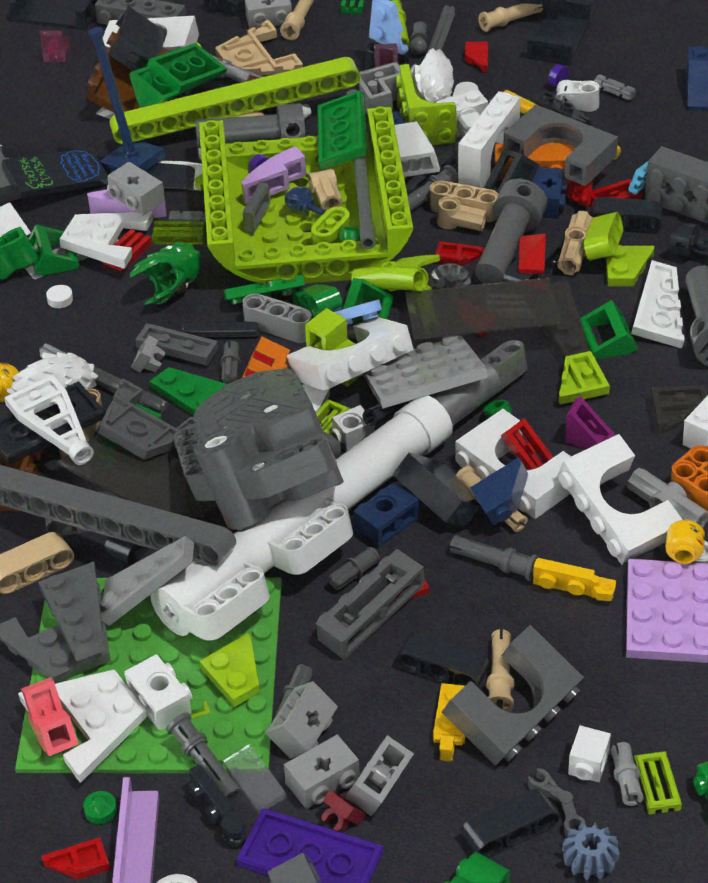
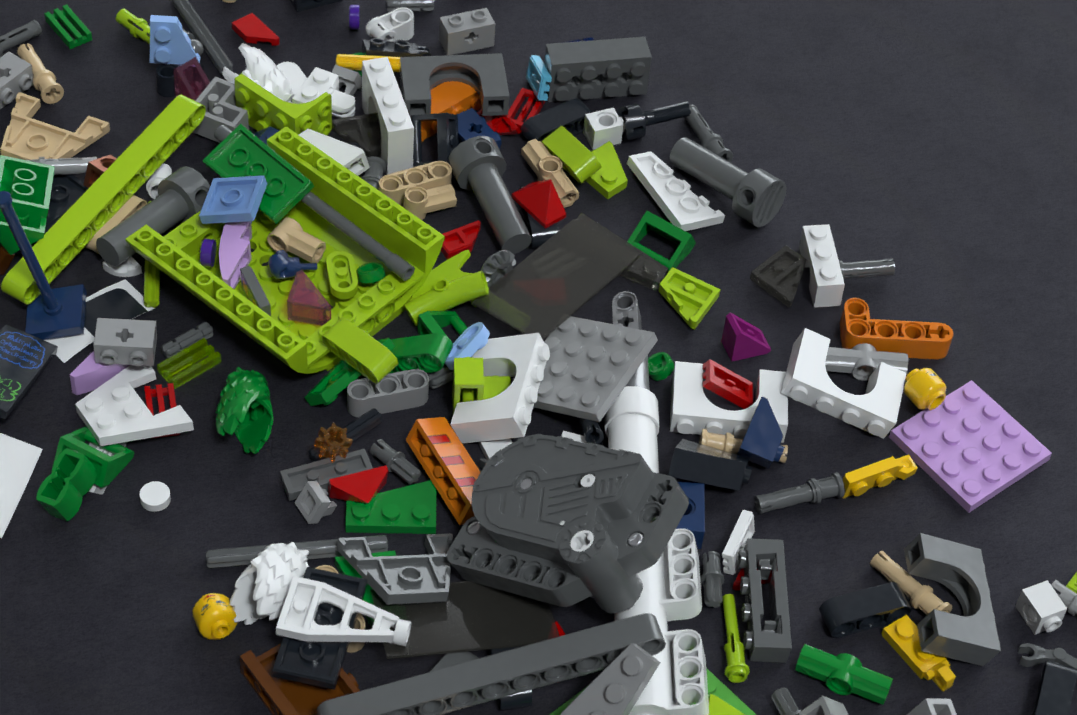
camera: 50 degrees left, 5 degrees up
(188, 361) = (358, 486): none -> red slope
(195, 322) = (333, 442): none -> clear orange gear
(270, 270) = (359, 350): none -> lime beam
(284, 226) = (306, 302): none -> clear pink slope
(295, 635) = (736, 667): none -> lime pin
(302, 137) = (233, 199): none -> medium blue tile
(369, 691) = (844, 674): none -> green piece
(409, 547) = (743, 529): none -> white tile
(631, 121) = (467, 31): none -> light grey brick
(657, 233) = (603, 127): none -> white brick

